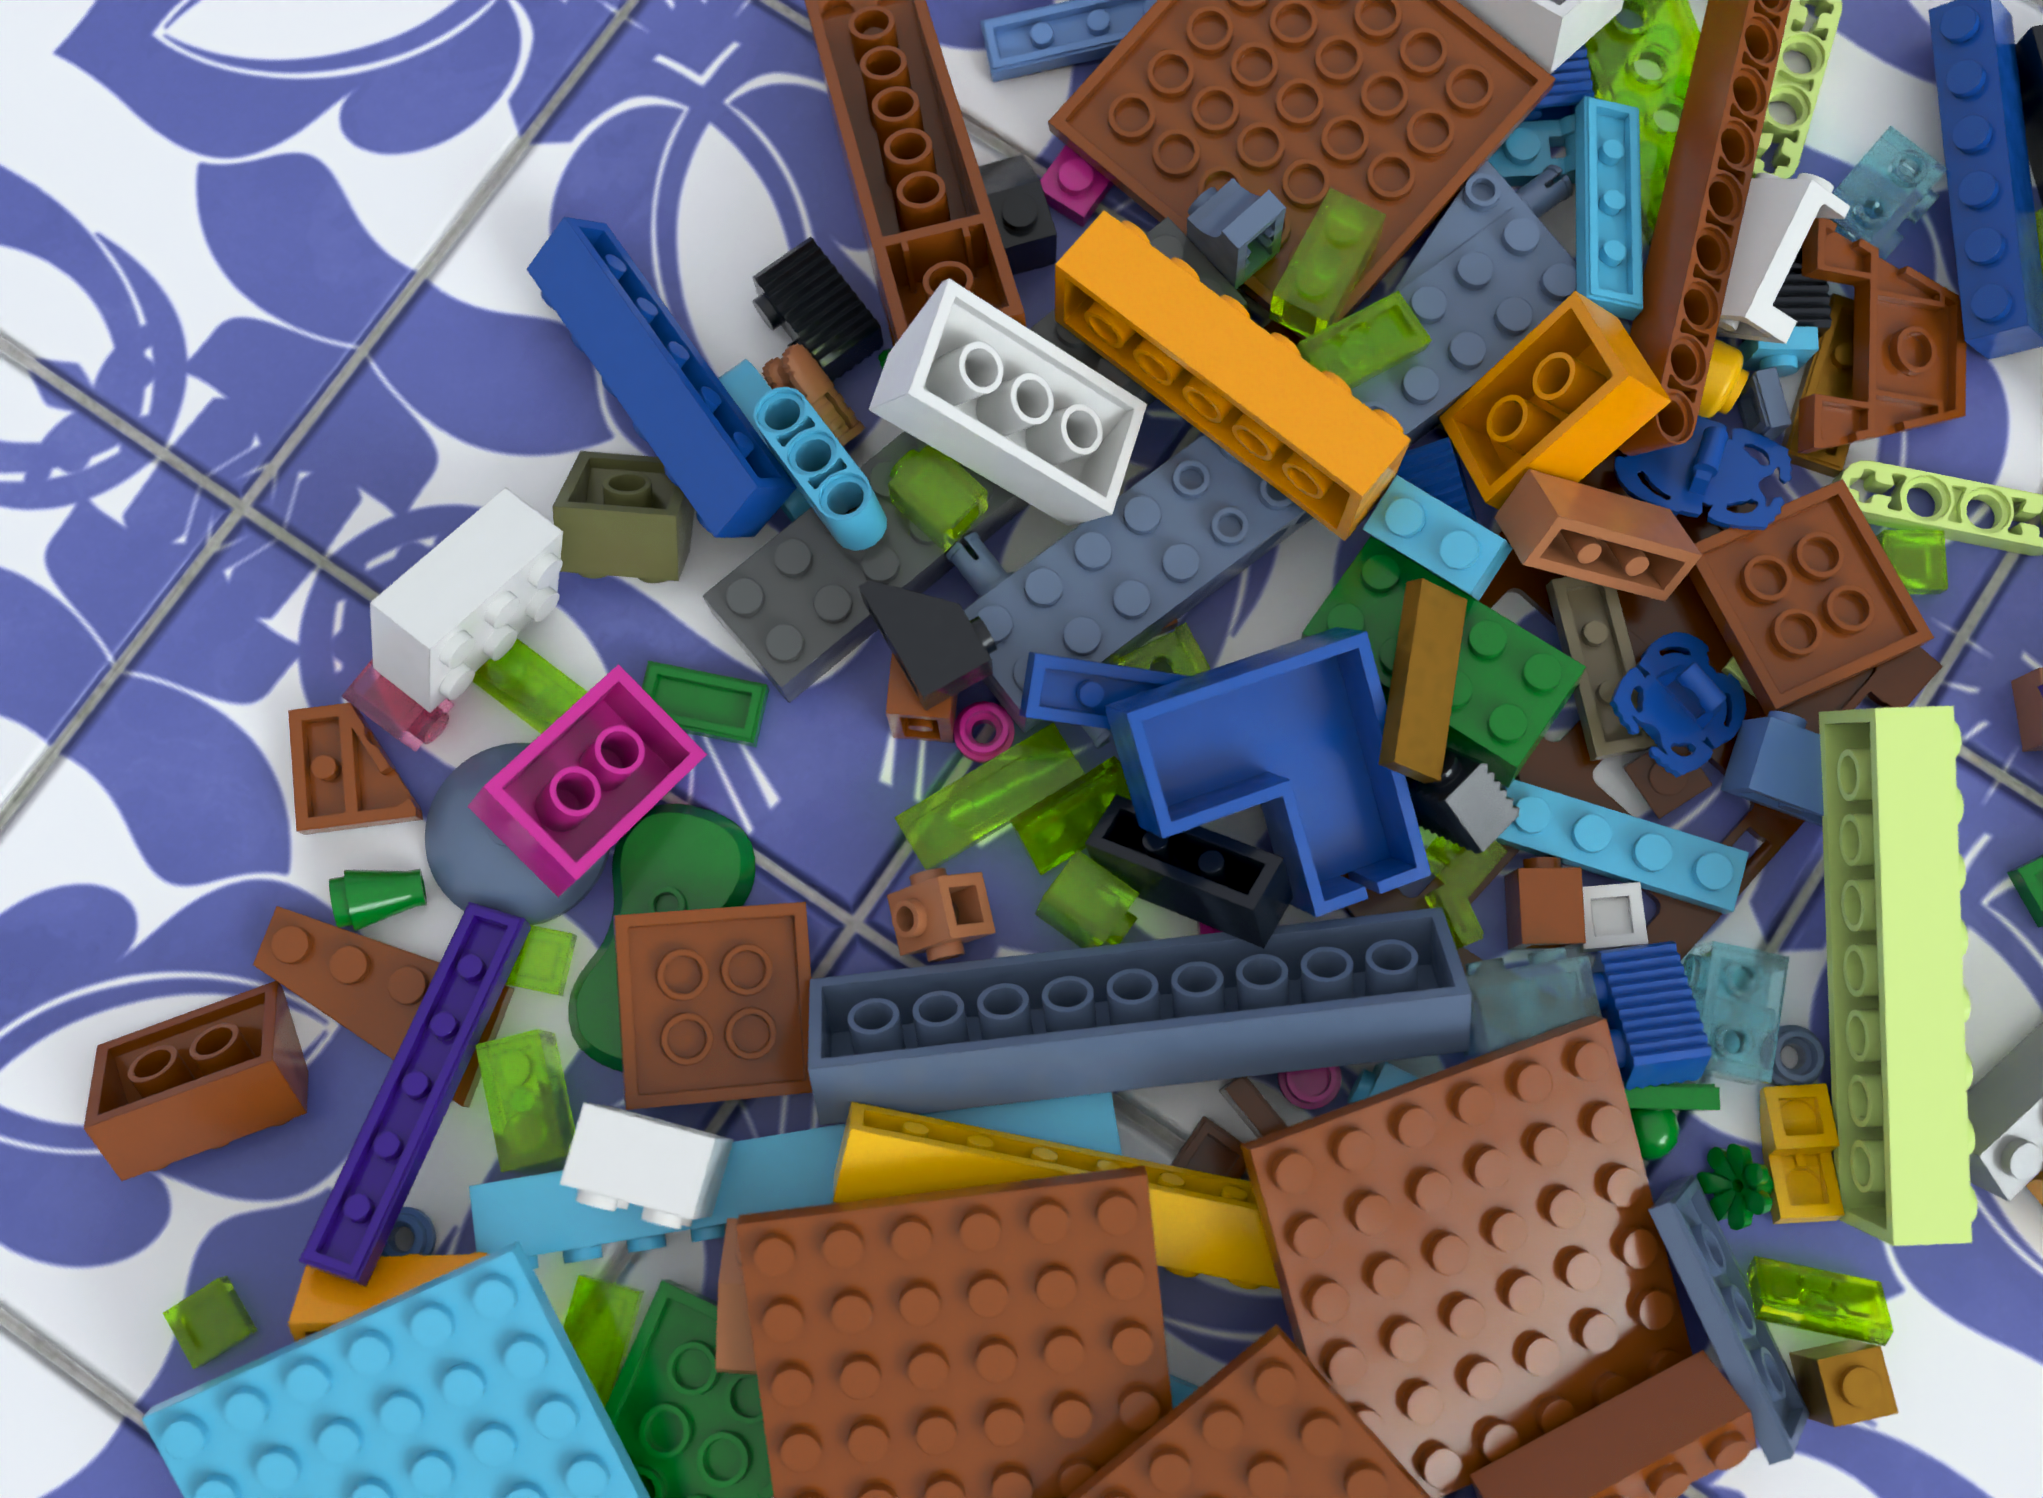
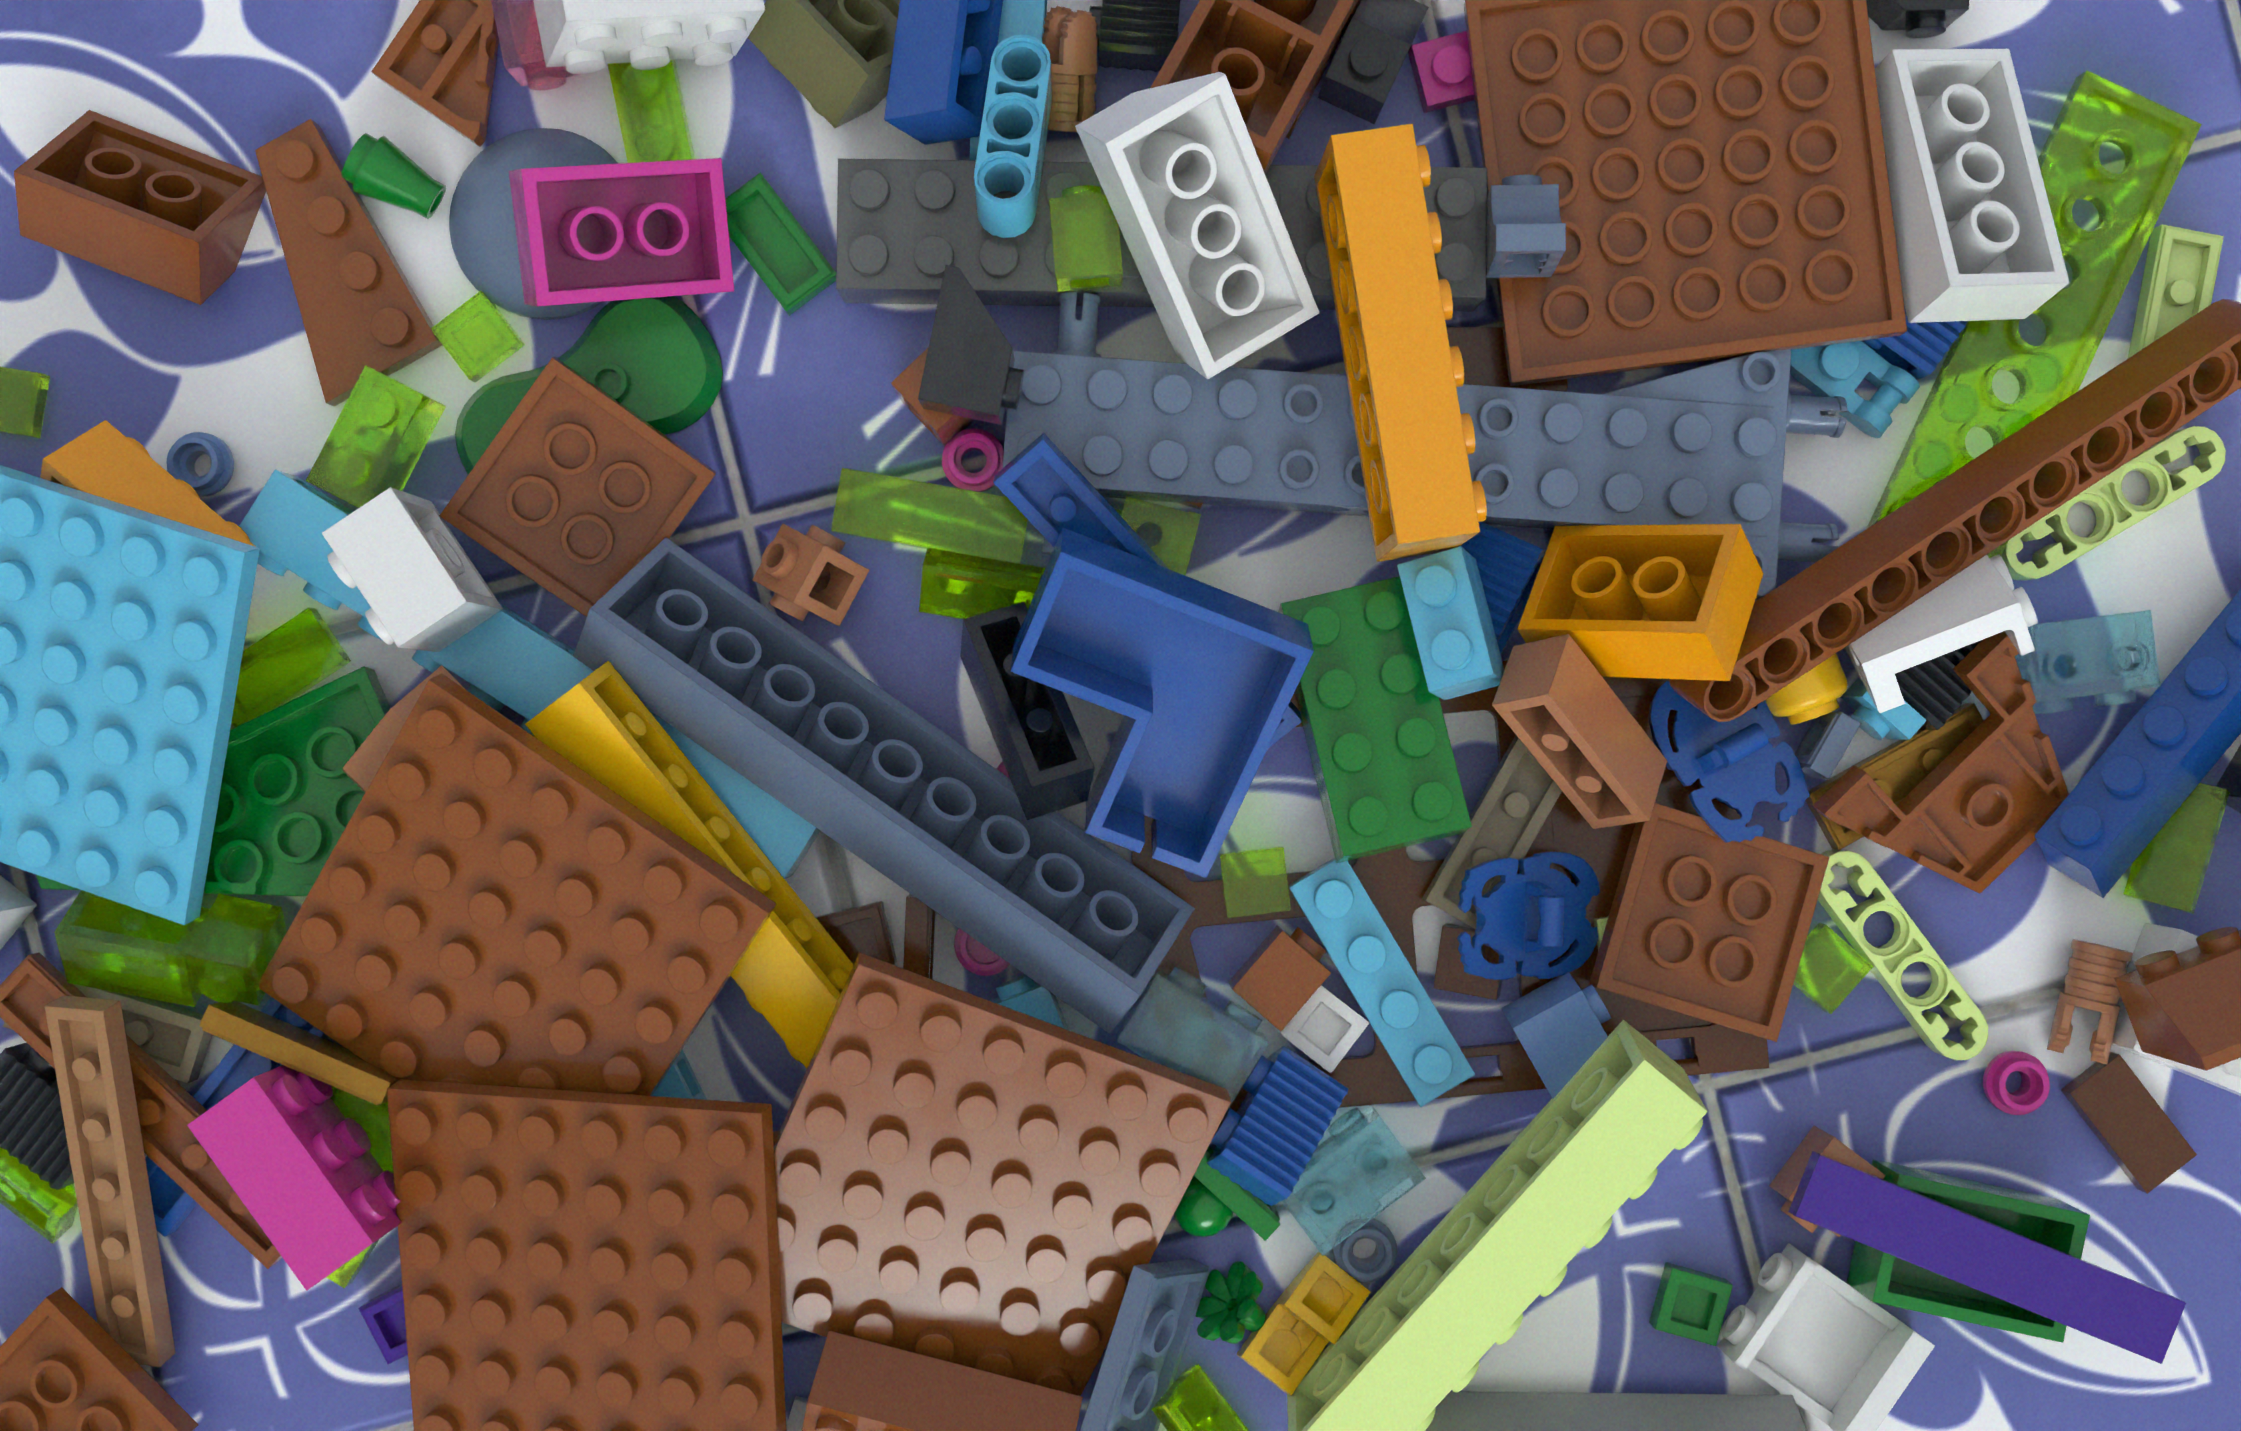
camera: 45 degrees right, 10 degrees up
(415, 1095) = (290, 363): dark purple tile -> none
(1088, 904) = (932, 667): clear neon green brick -> none
(1326, 264) = (1570, 324): clear neon green brick -> none
(1367, 341) = (1537, 416): clear neon green plate -> none
(1423, 681) = (1329, 726): pearl gold tile -> none
(1458, 913) = (1202, 923): clear neon green tile -> none
(1465, 804) = (1281, 828): black brick -> none
(1608, 206) = (1851, 475): medium azure tile -> none

